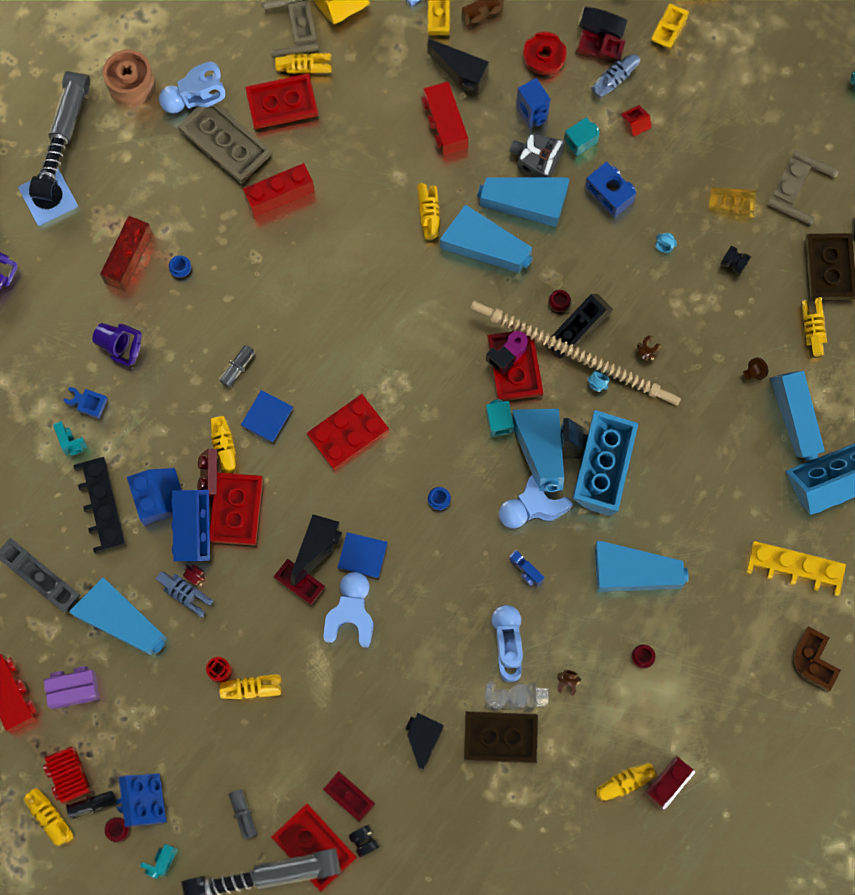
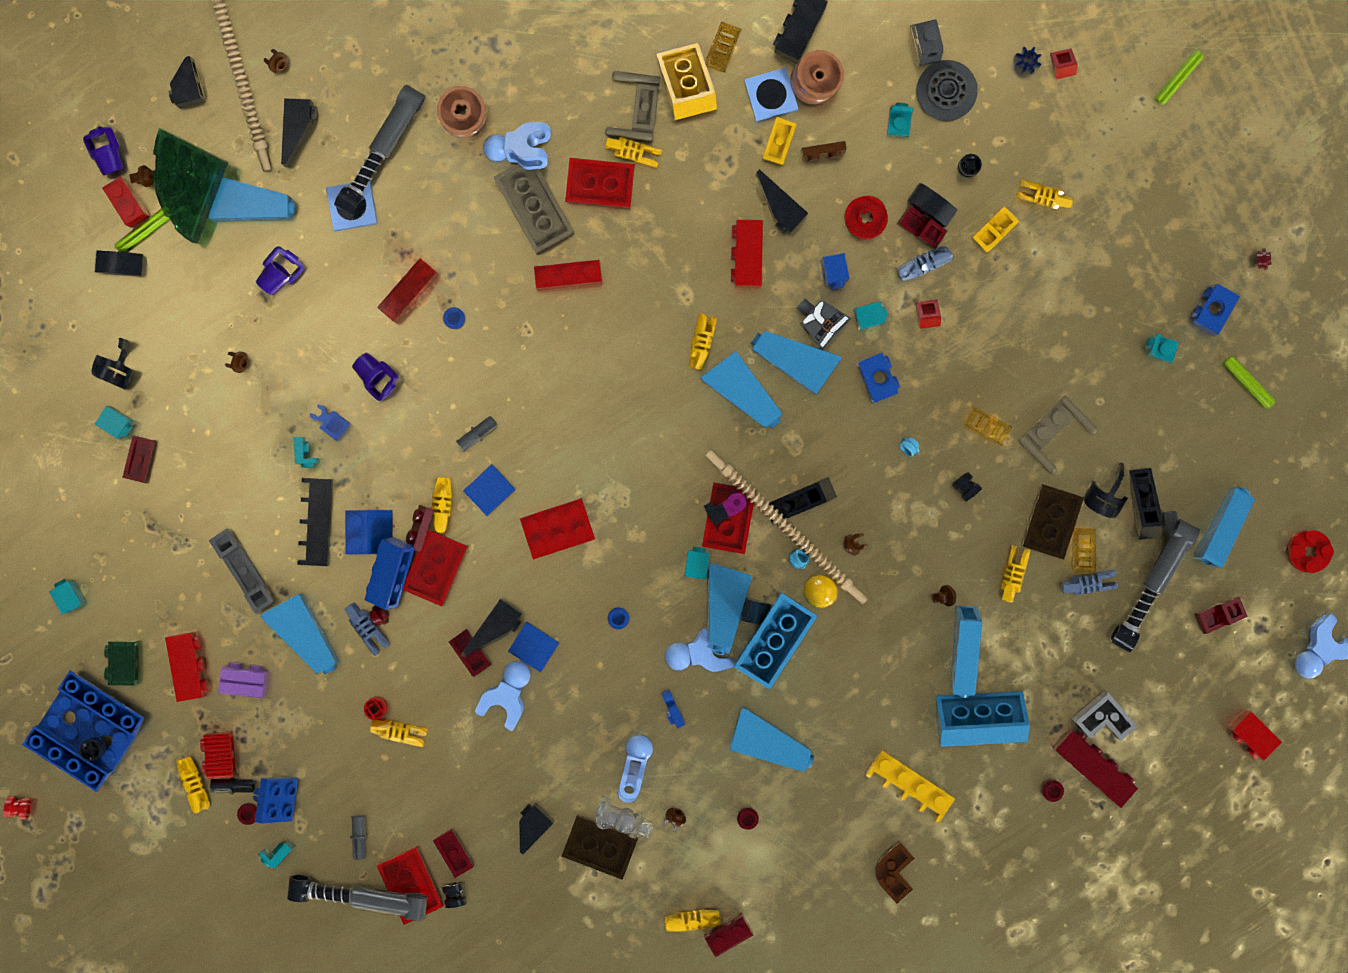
camera: 20 degrees right, 15 degrees up
(559, 300) = (791, 469): dark red plate -> none
(632, 405) = (820, 591): none -> yellow hair

